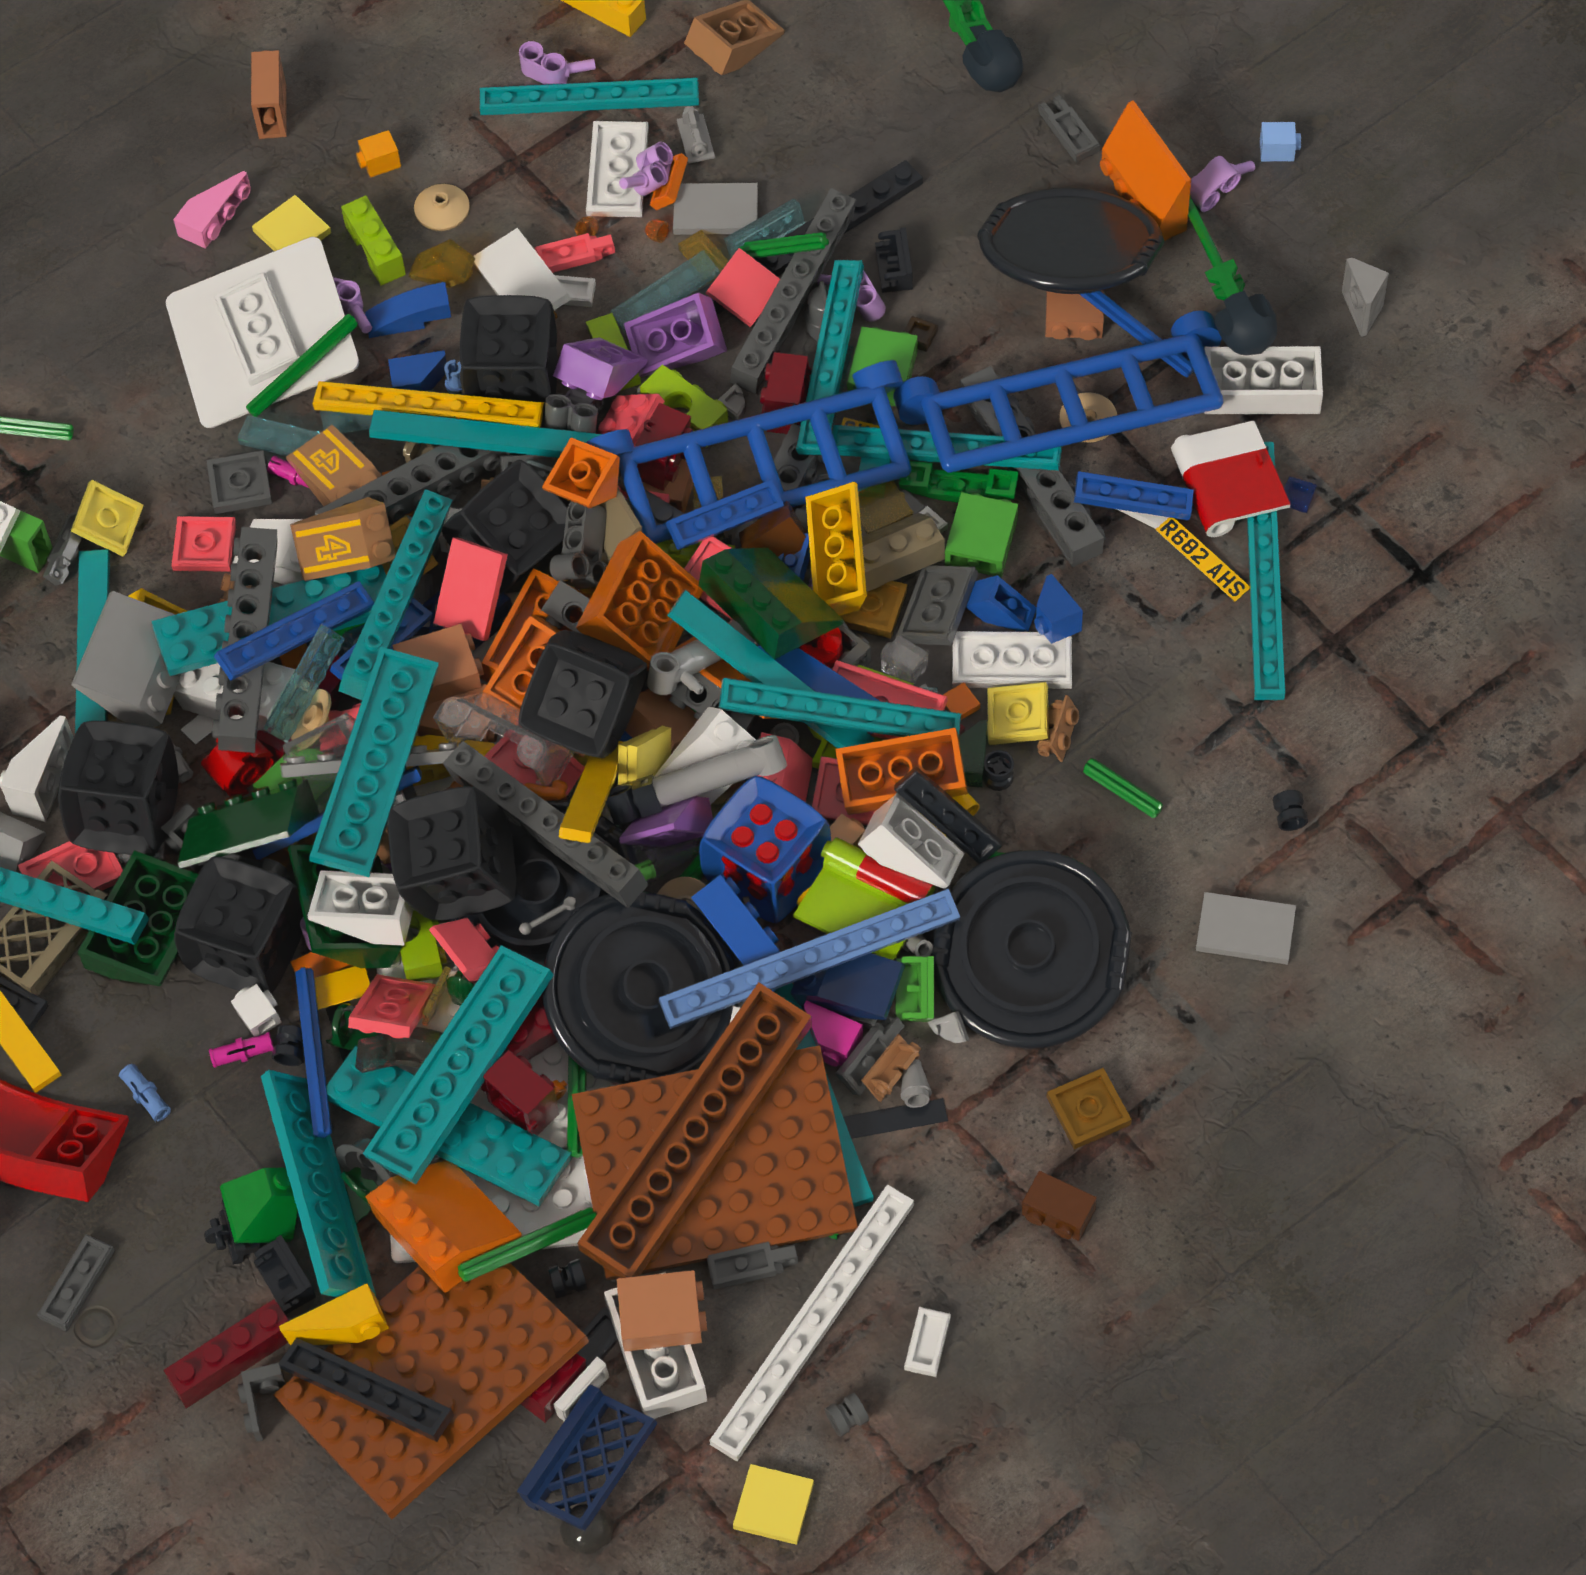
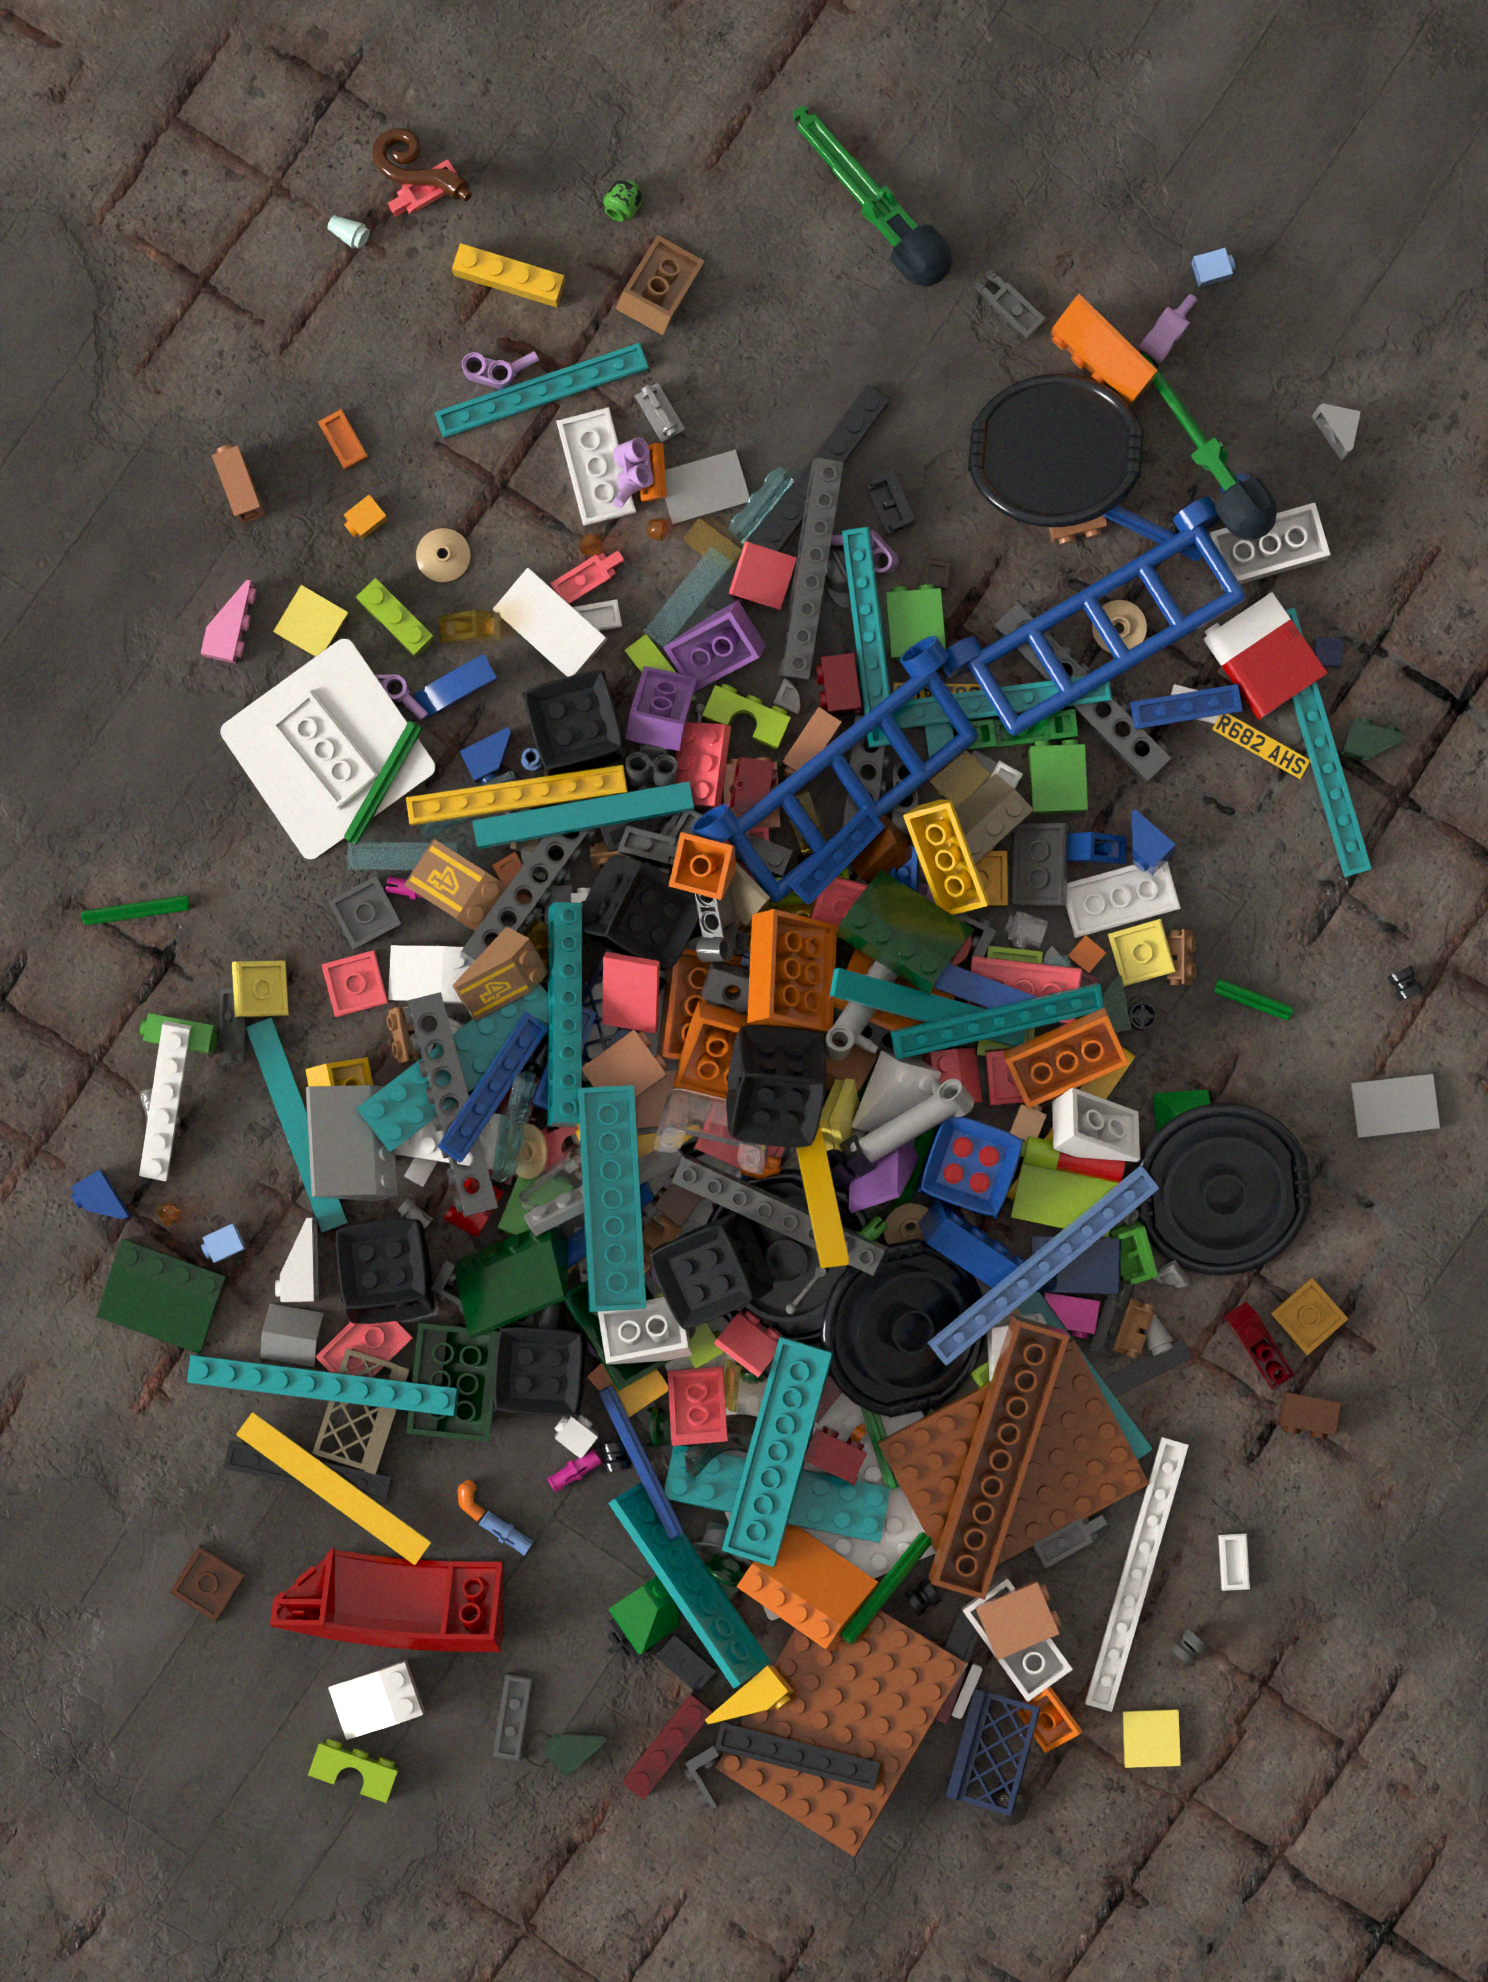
camera: 20 degrees left, 25 degrees up
(116, 1048) = (466, 1500): none -> orange arm
(128, 1330) = (572, 1749): none -> clear green slope
(384, 91) = (343, 439): none -> orange tile
(667, 1449) = (1054, 1722): none -> orange slope
(733, 455) = (813, 739): none -> nougat brick
(786, 245) = (812, 533): green axle -> none
(947, 815) = (1118, 1088): black tile -> none
(1025, 1123) = (1259, 1345): none -> dark red slope
(1318, 579) = (1367, 741): none -> clear green slope

